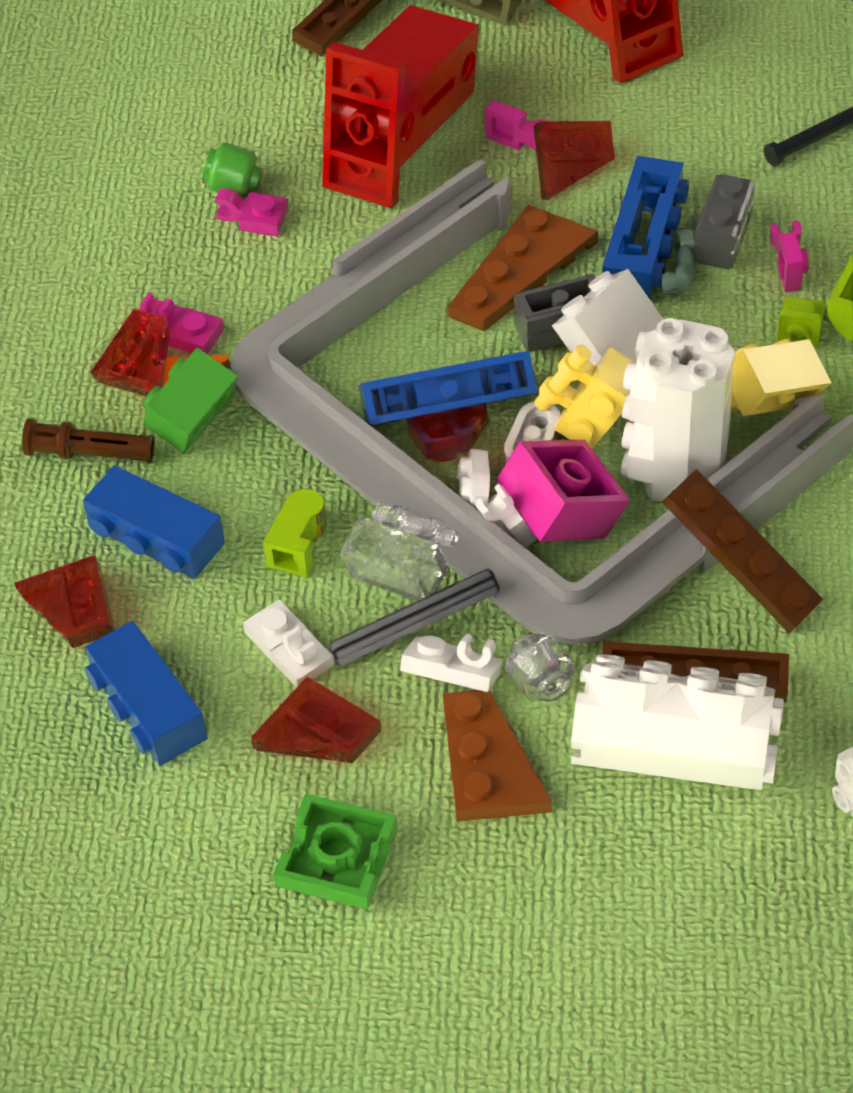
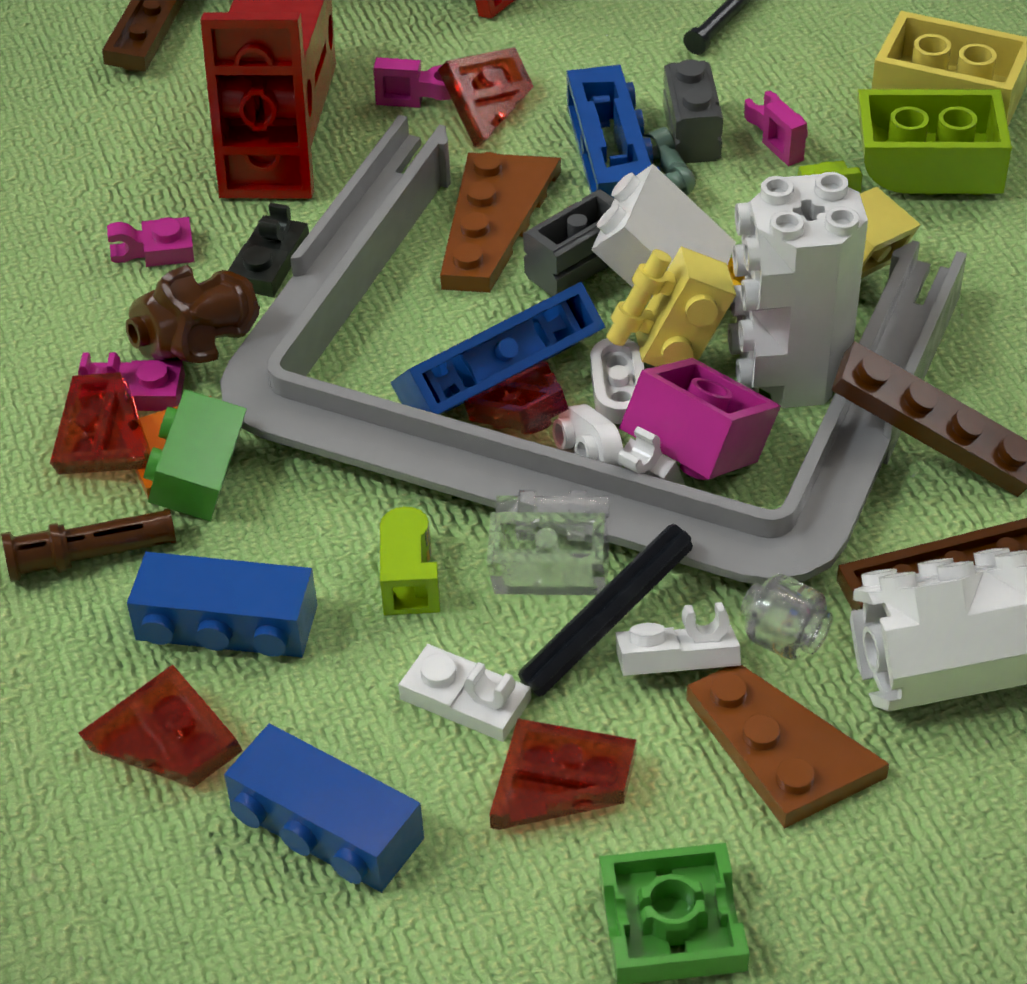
camera: 25 degrees left, 5 degrees down
(231, 169) = (107, 200): bright green head -> none
(231, 287) = (188, 316): none -> reddish brown head
(316, 255) = (268, 250): none -> pearl dark grey plate

